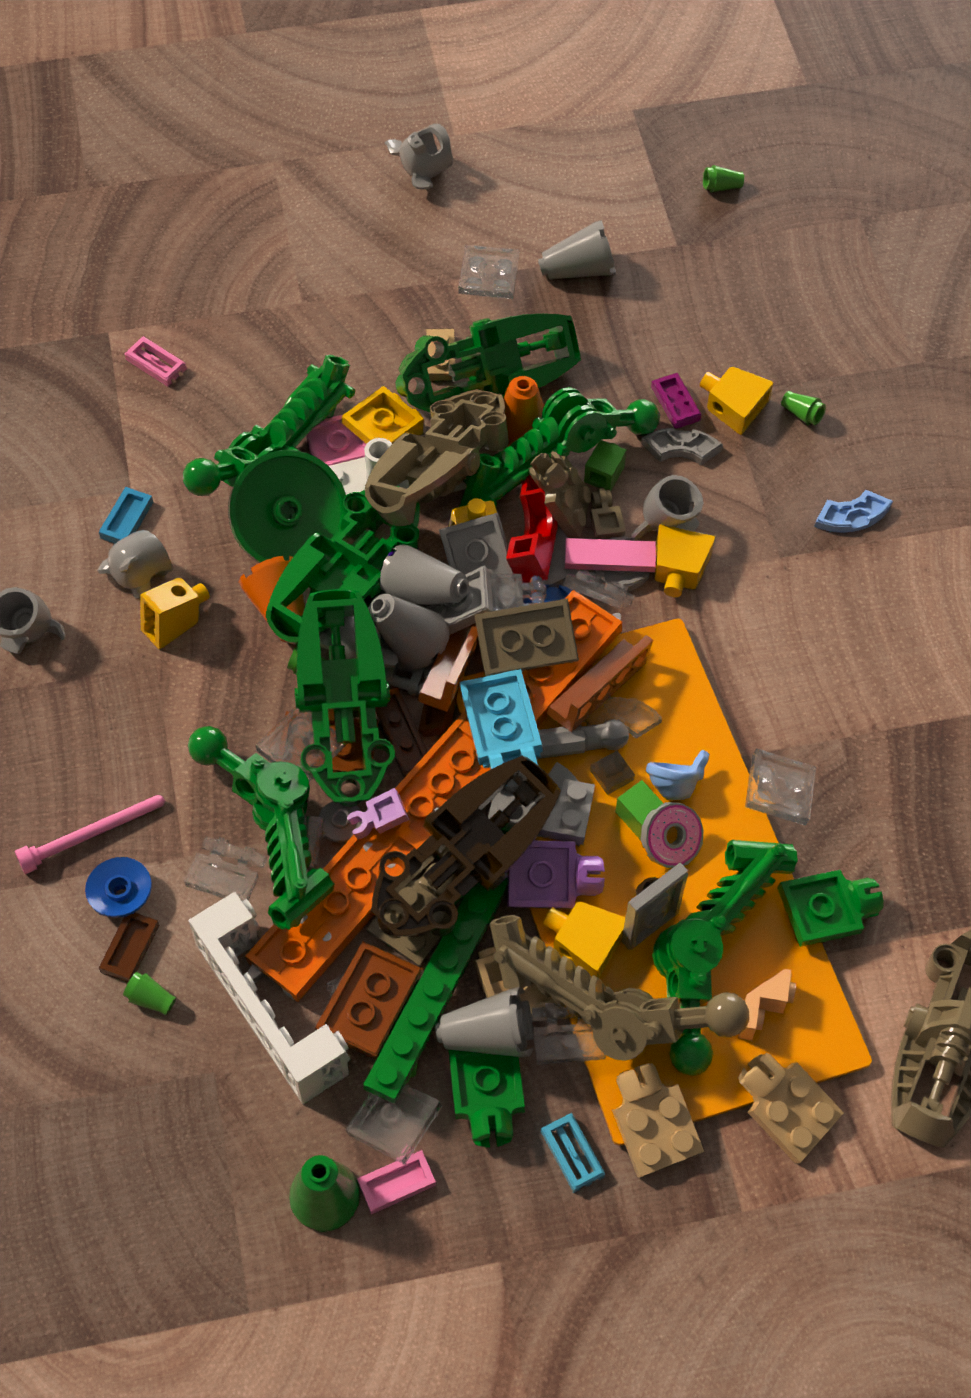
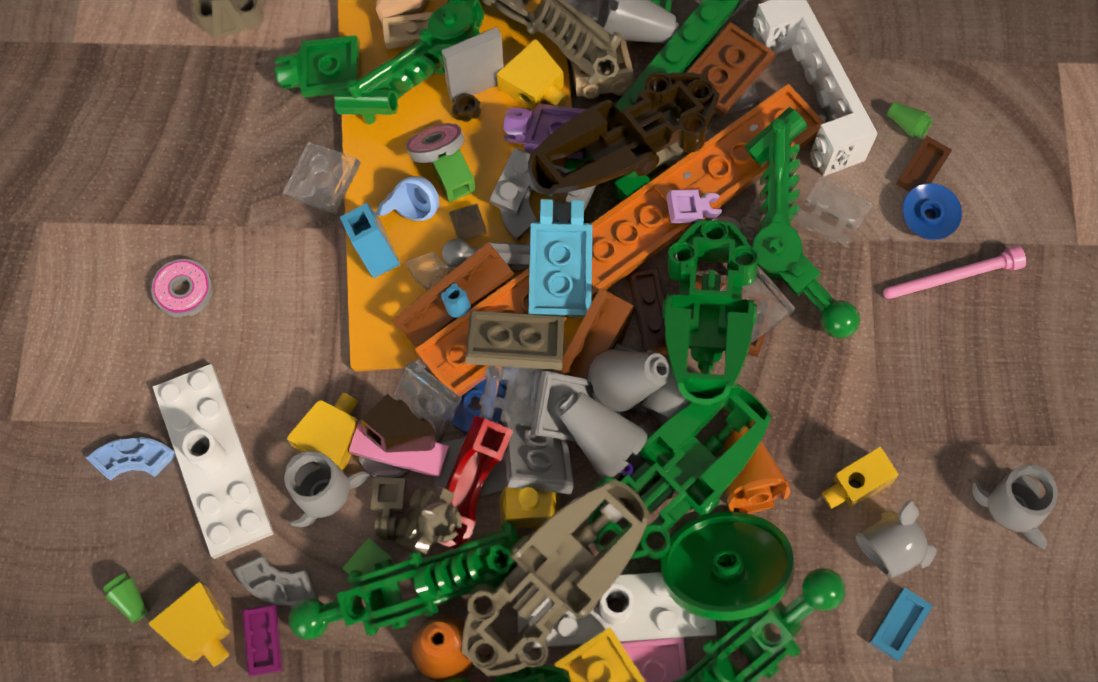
camera: 165 degrees left, 10 degrees up
(591, 672) = (456, 301): none -> dark azure hose
(615, 555) = (396, 428): none -> dark brown slope
(705, 723) = (370, 240): none -> dark azure slope
(745, 969) = (404, 30): none -> tan plate
(780, 525) = (213, 461): none -> white plate
(879, 646) = (170, 277): none -> tile

